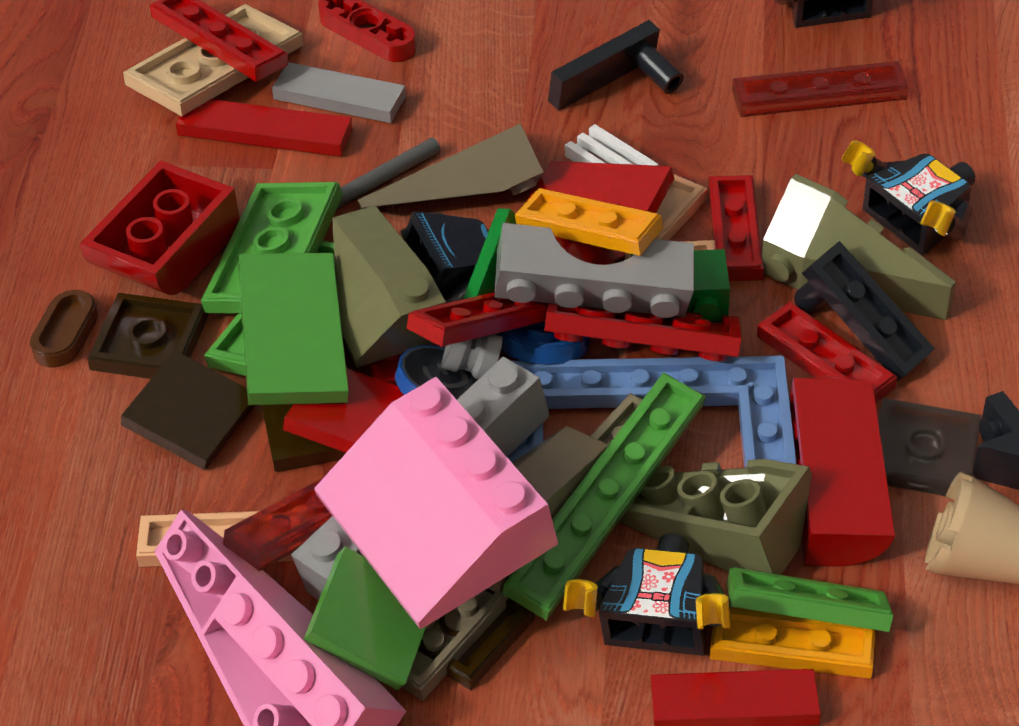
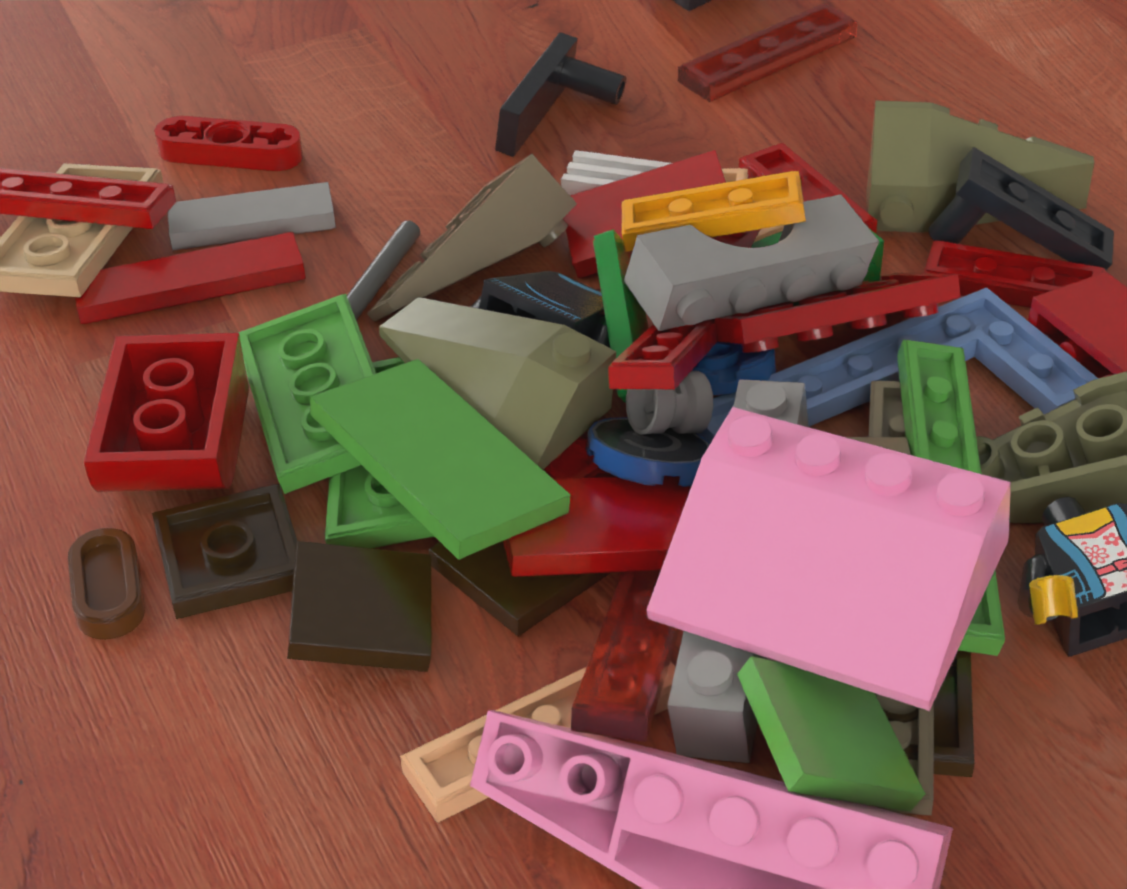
camera: 30 degrees left, 5 degrees down
(914, 197) = (972, 93): torso -> none

